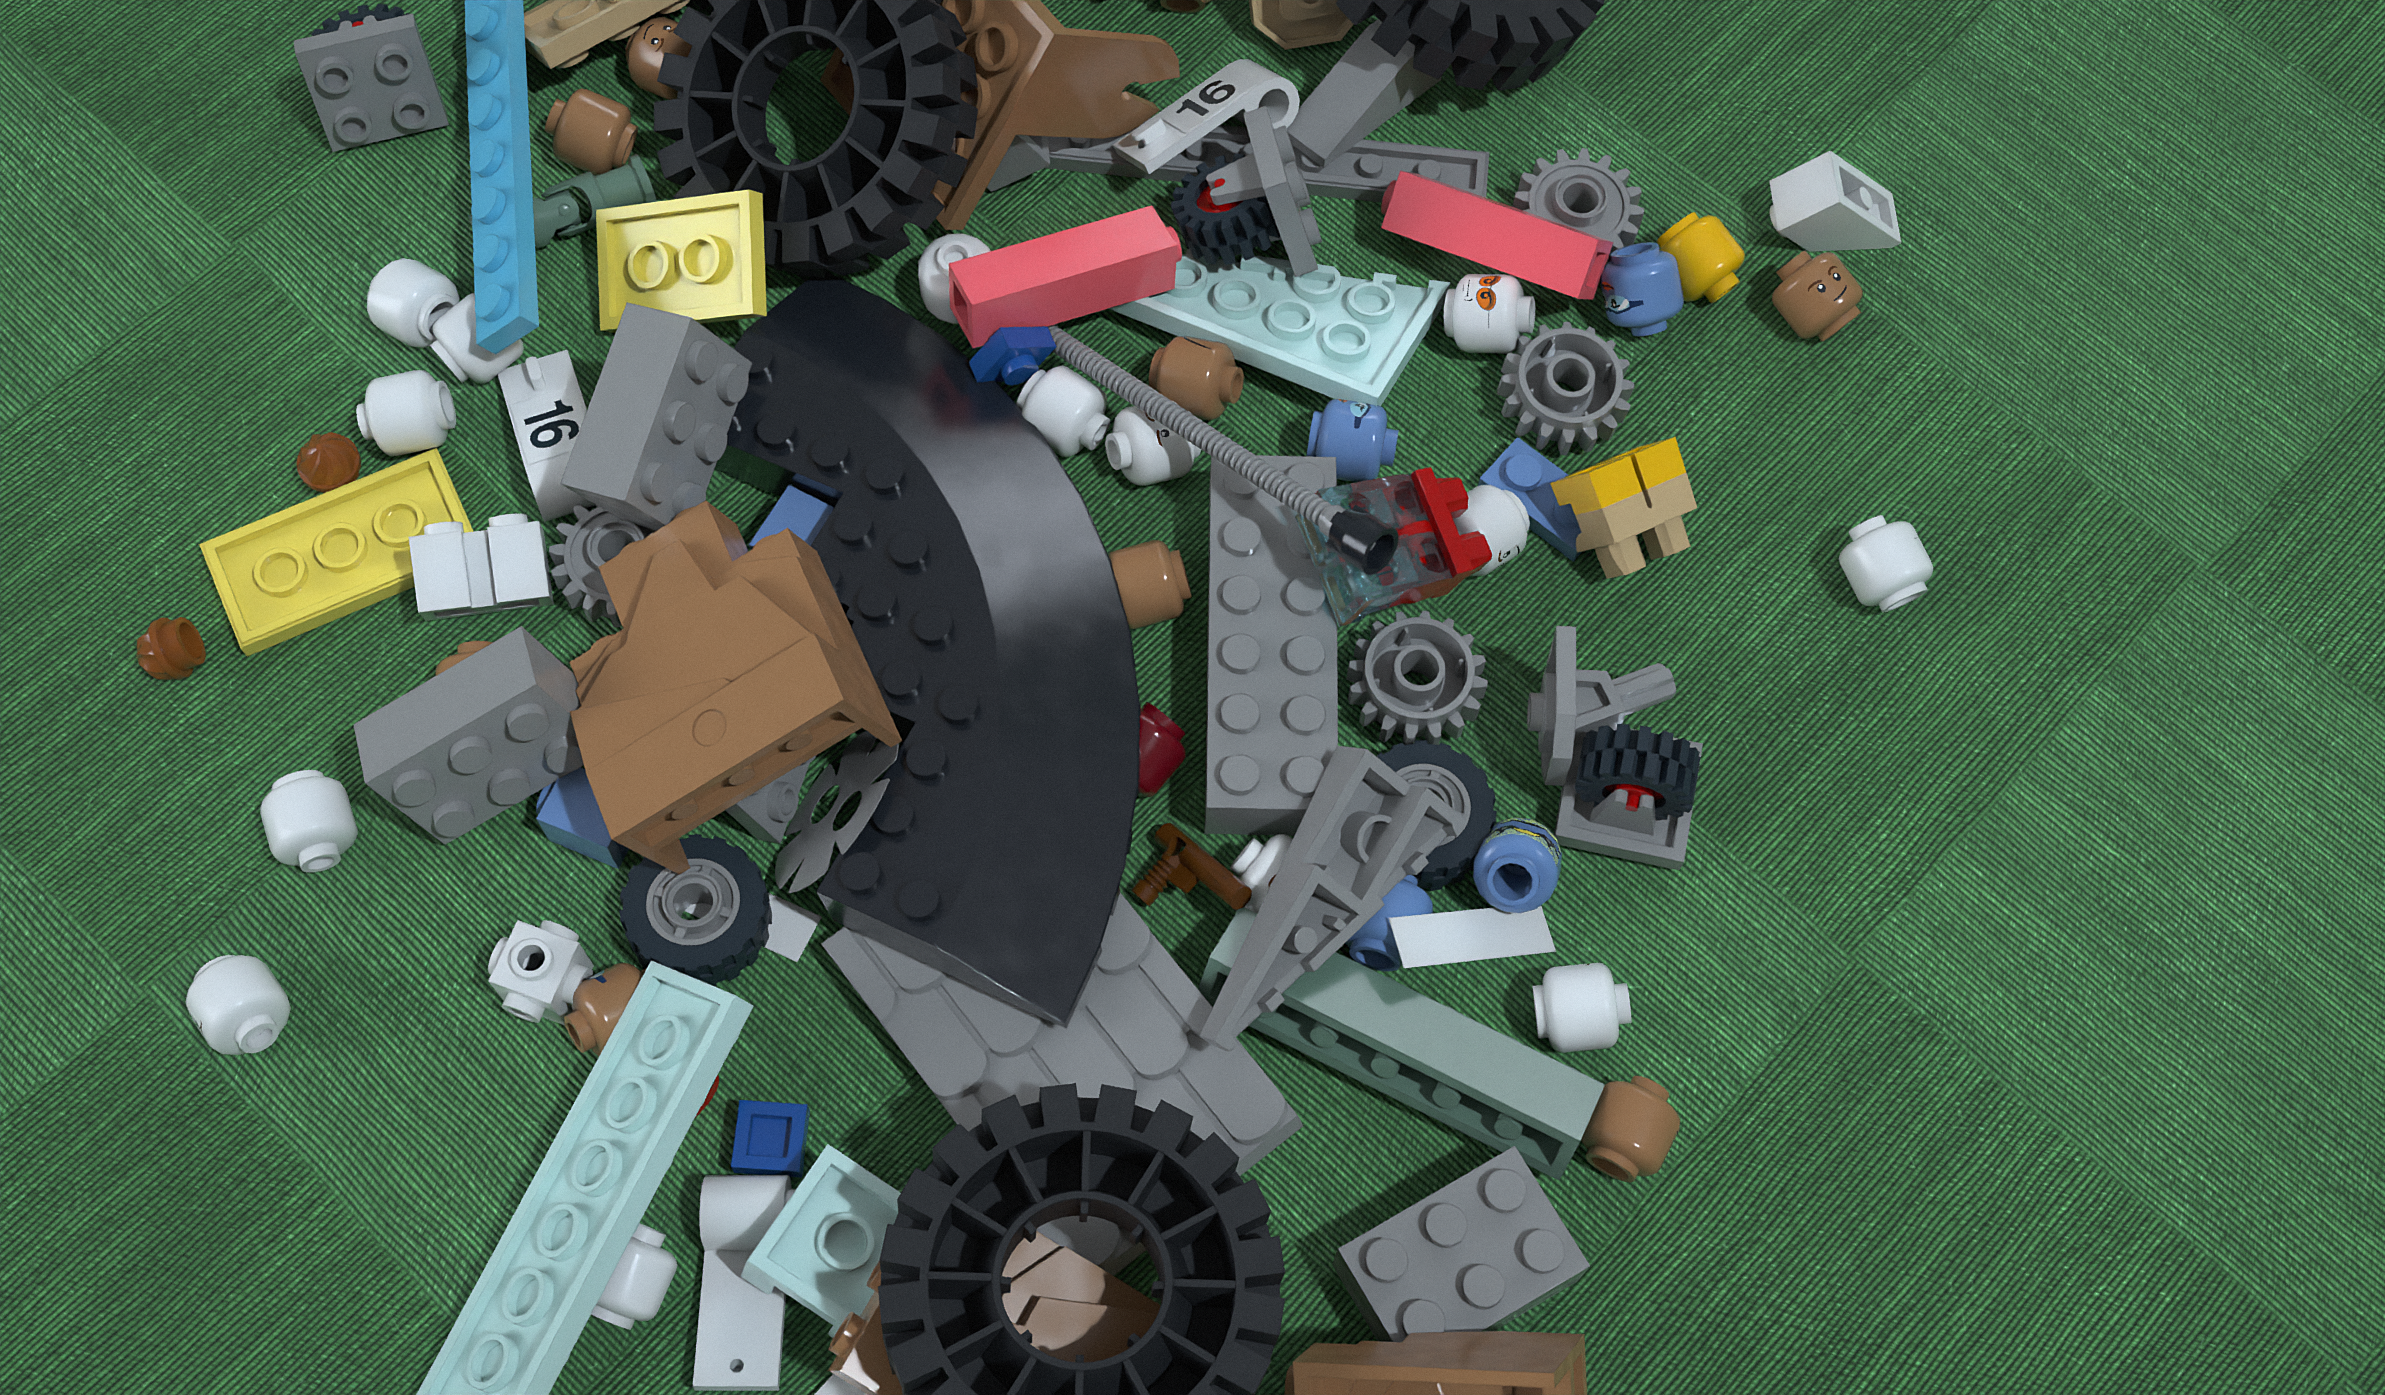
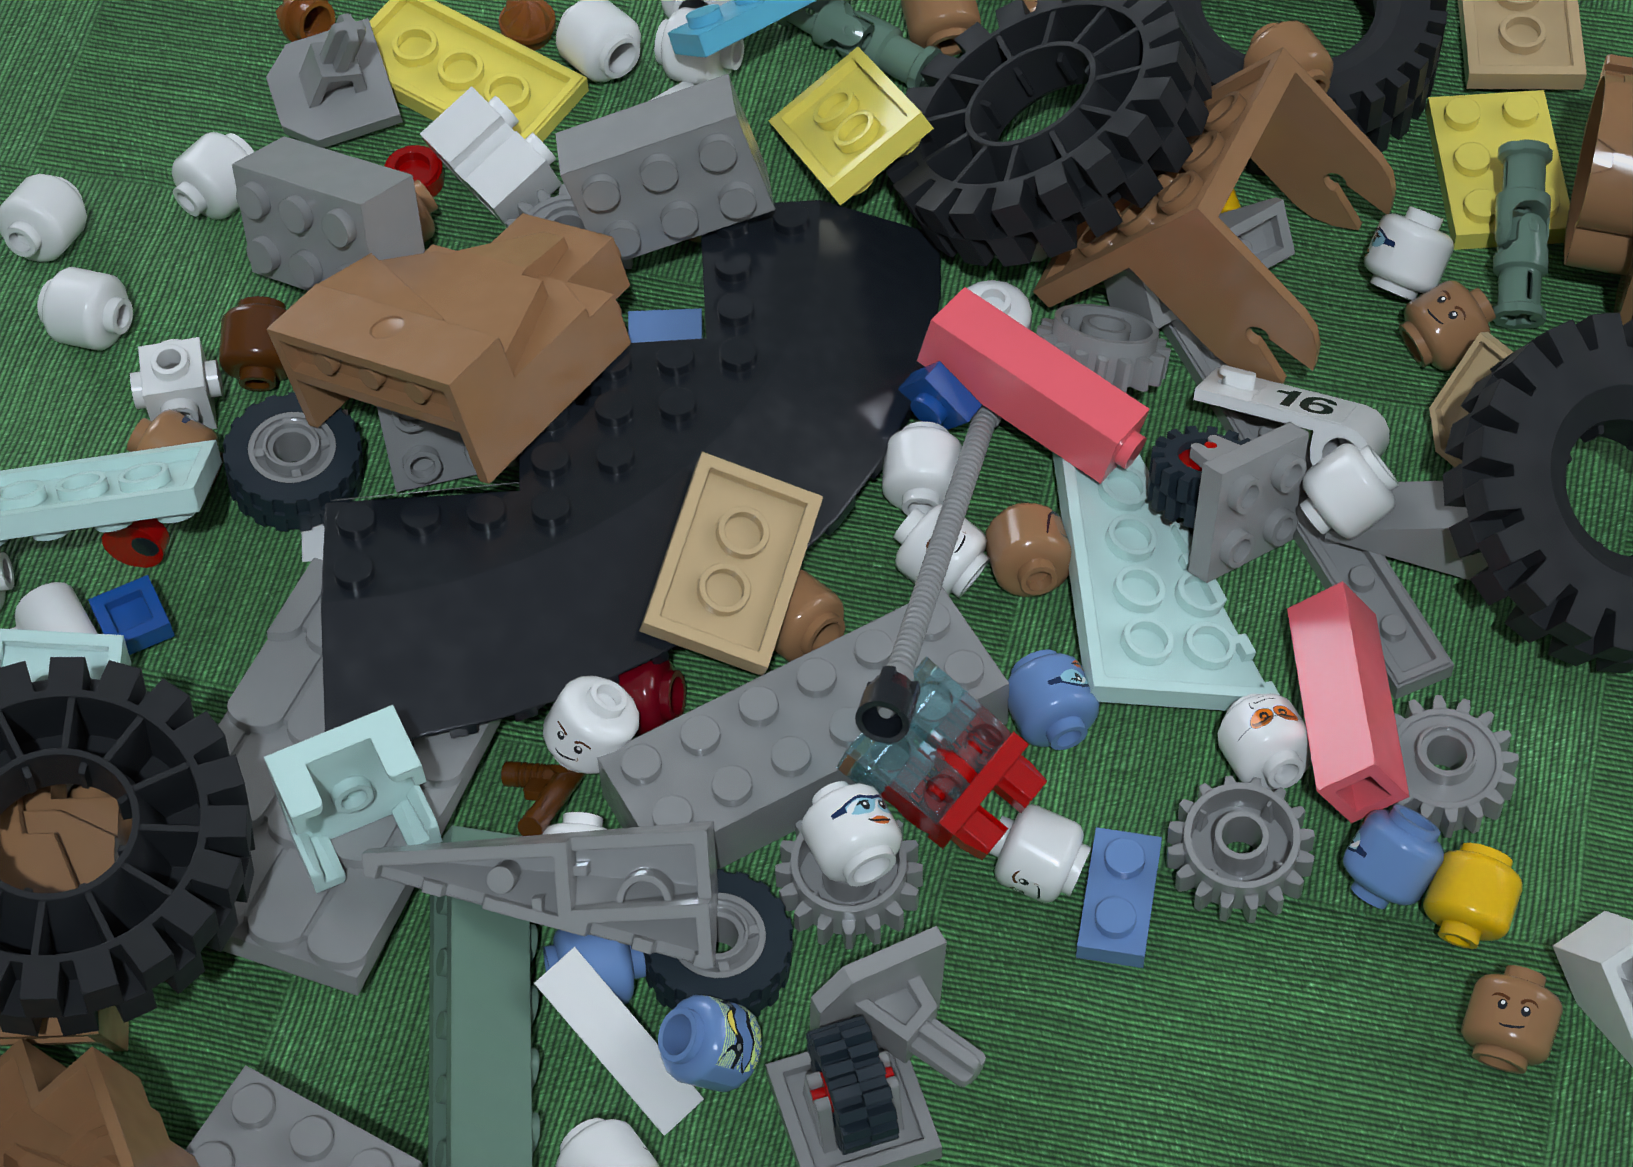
camera: 65 degrees right, 10 degrees down
(280, 662) = (333, 85): none -> light grey piece
(380, 1015) = (85, 308): none -> white head
(424, 645) = (420, 163): none -> red tile
(539, 876) = (246, 345): none -> reddish brown head
(1044, 202) = (1110, 343): none -> light grey gear
(1100, 594) = (731, 564): none -> tan plate
(1145, 974) = (347, 783): none -> light aqua panel
(1168, 796) = (589, 723): none -> white head
(1319, 116) = (1348, 491): none -> white head
(1419, 645) = (851, 833): none -> white head
(1629, 496) = (1116, 940): hips -> none

